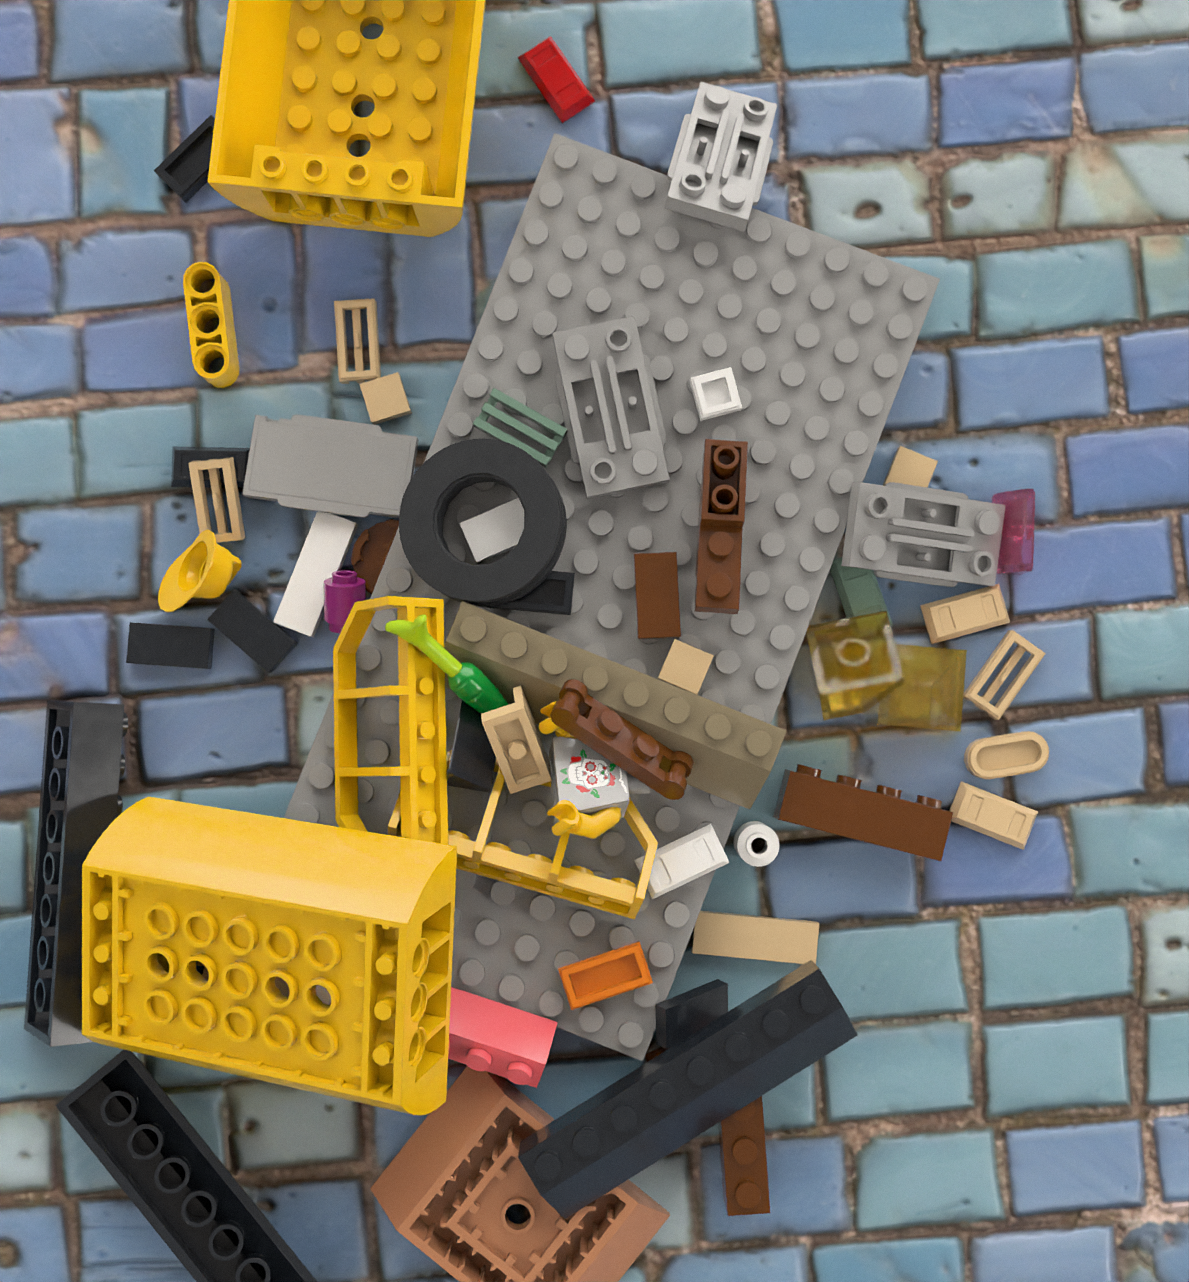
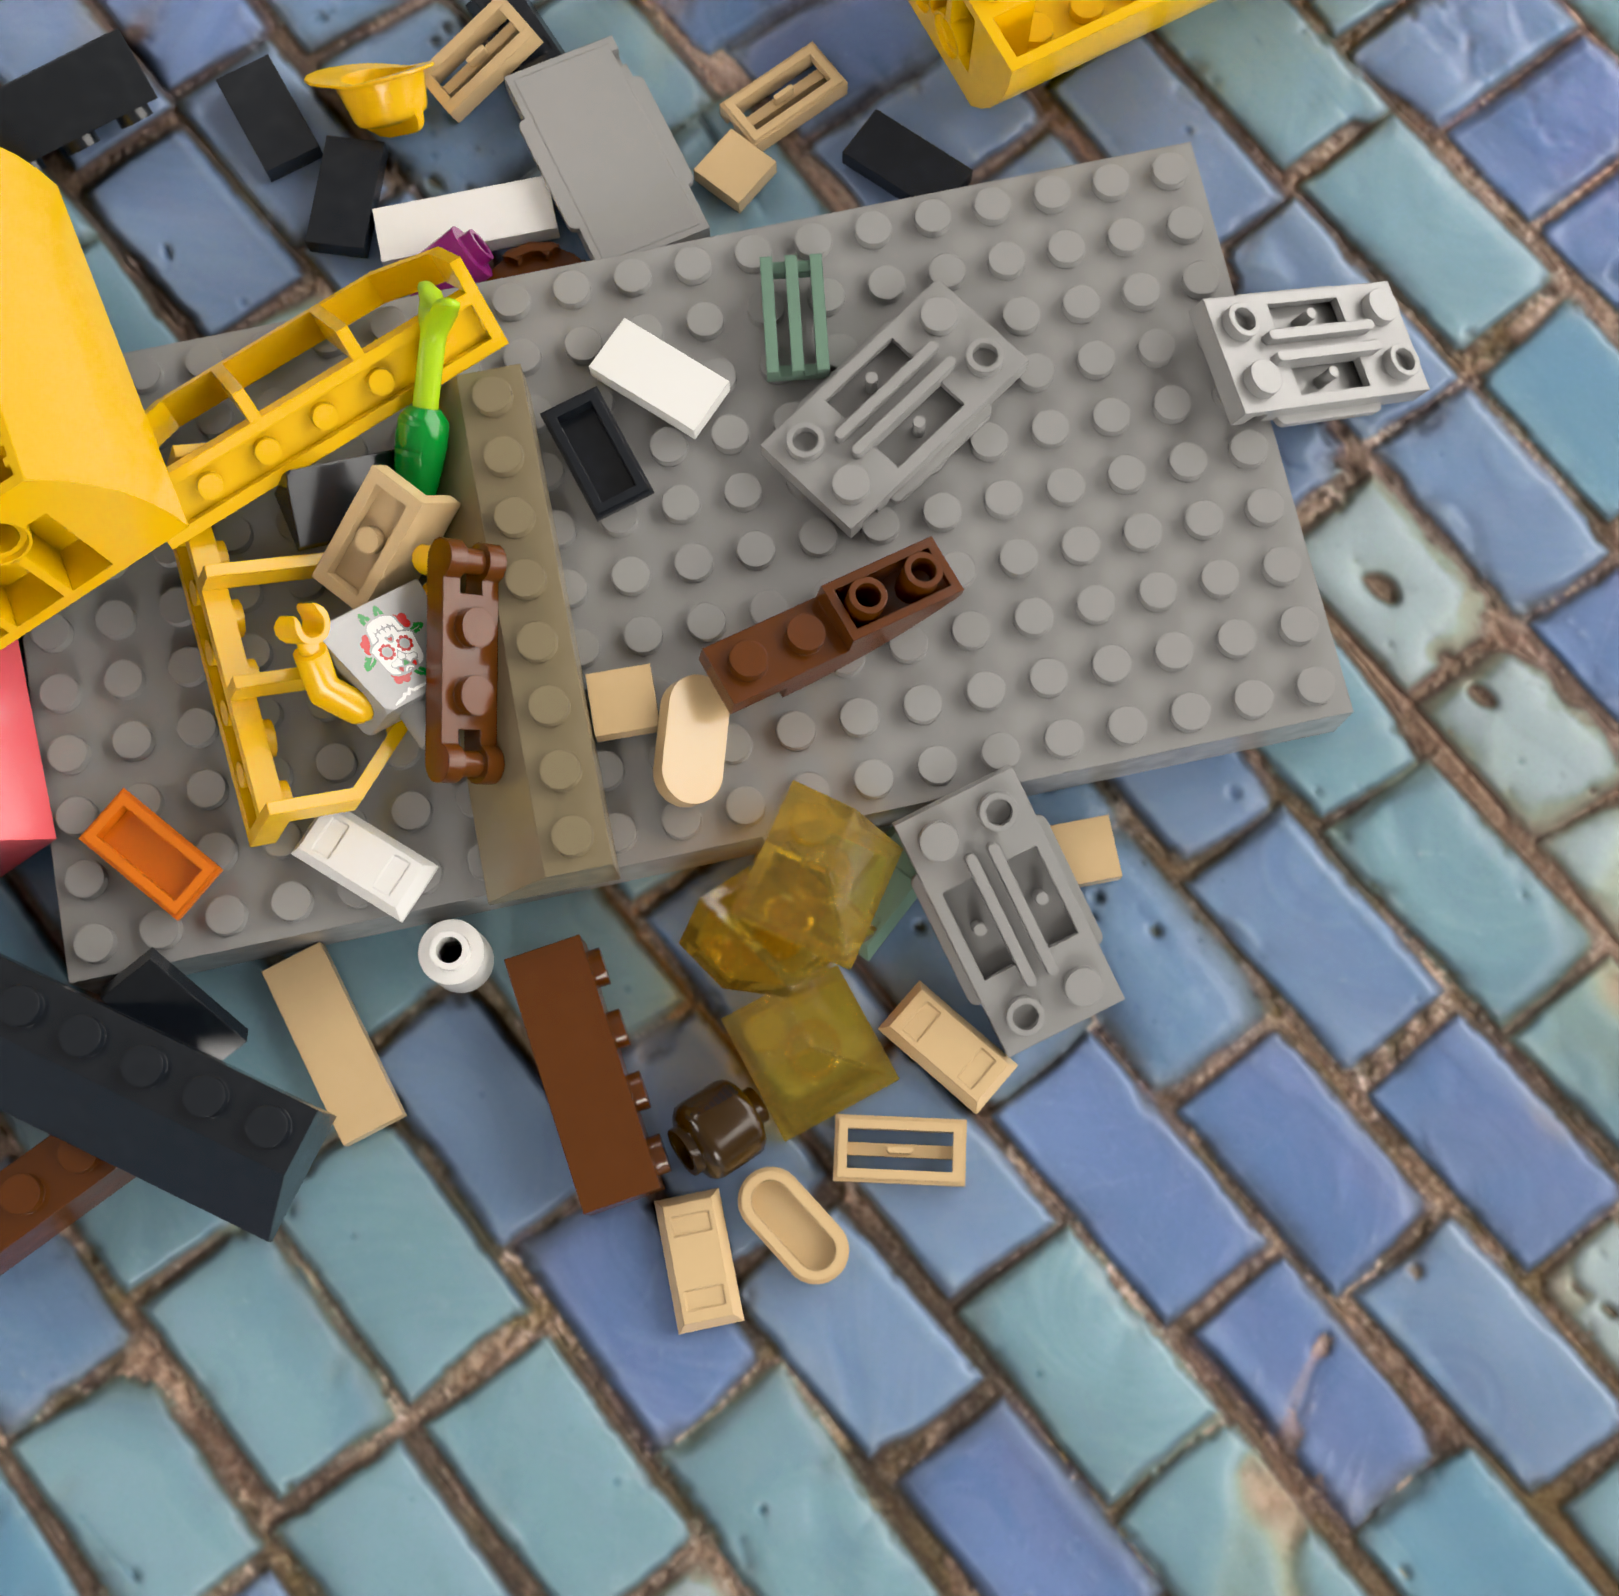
camera: 55 degrees right, 10 degrees down
(441, 481) = (623, 264): black tyre -> none
(447, 299) = (902, 160): none -> black tile
(556, 79) = (1265, 123): red tile -> none
(657, 595) = (693, 610): reddish brown tile -> none
(715, 394) = (1001, 521): white tile -> none
(734, 645) = (690, 742): none -> tile
(849, 626) = (817, 875): none -> clear yellow slope
(936, 762) = (718, 1129): none -> dark brown head
(1017, 531) = (1097, 1037): clear pink slope -> none

